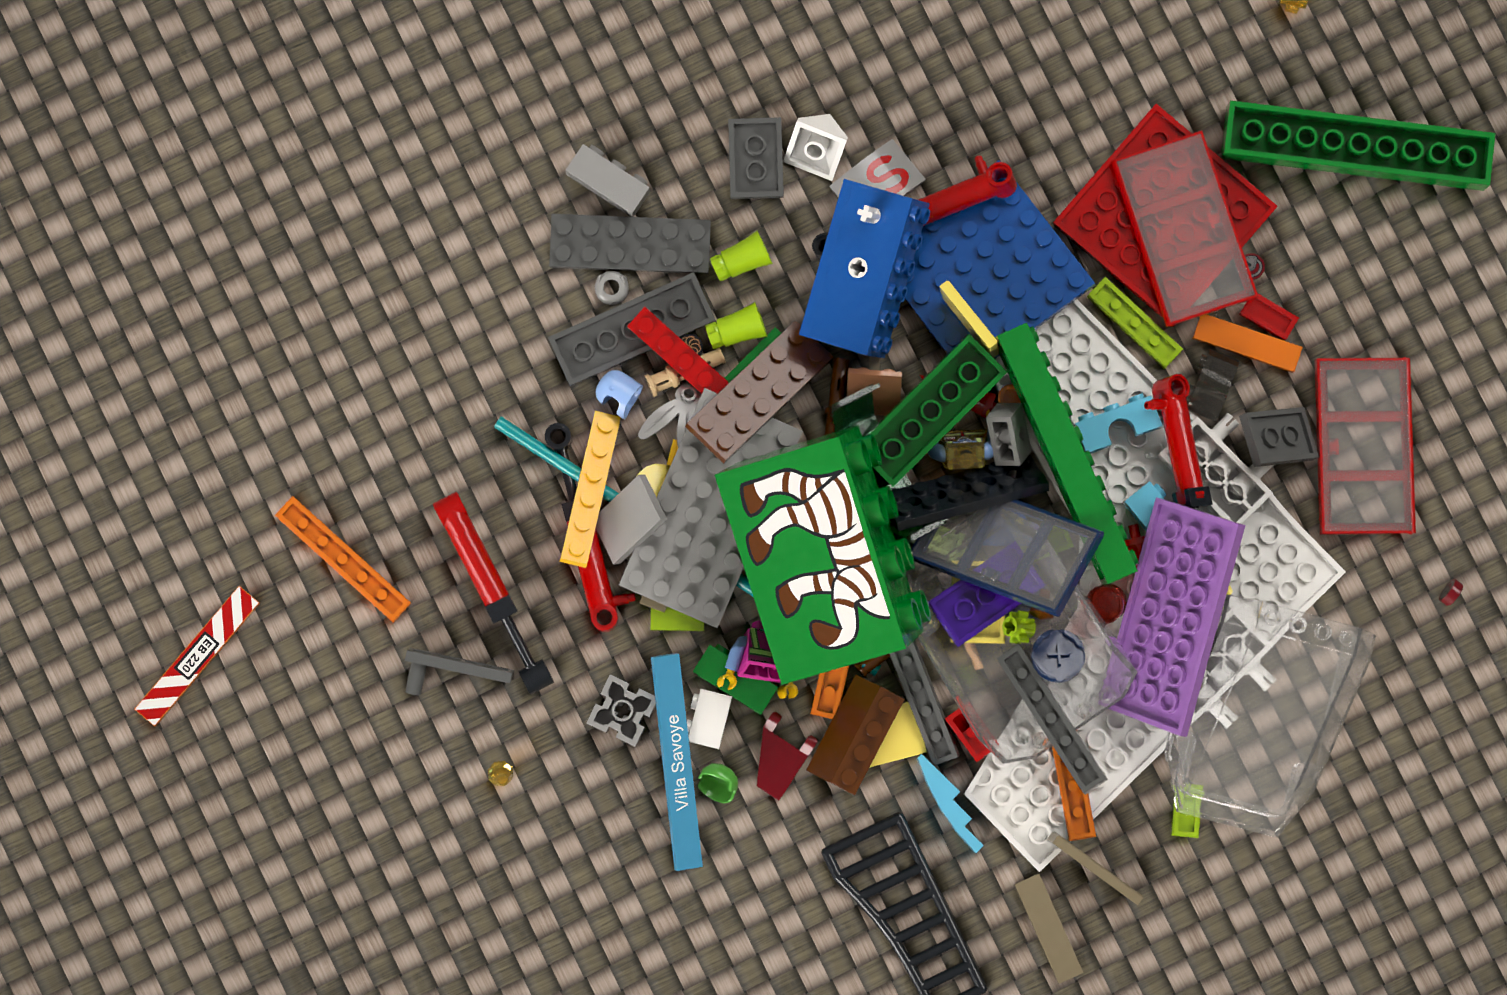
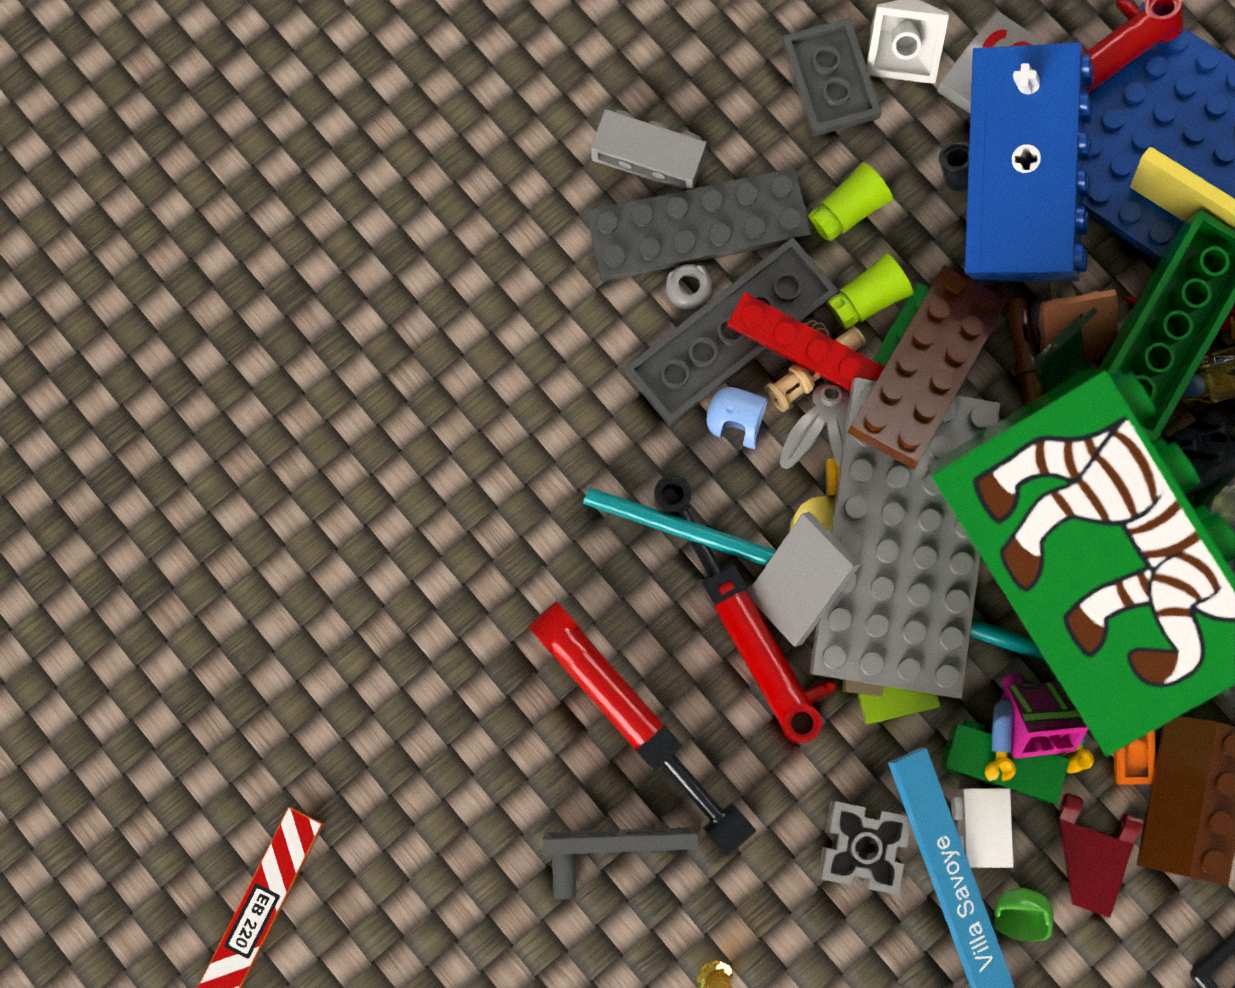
camera: 10 degrees left, 5 degrees down
(343, 559) = (423, 734): orange tile -> none
(590, 489) = (736, 555): yellow plate -> none

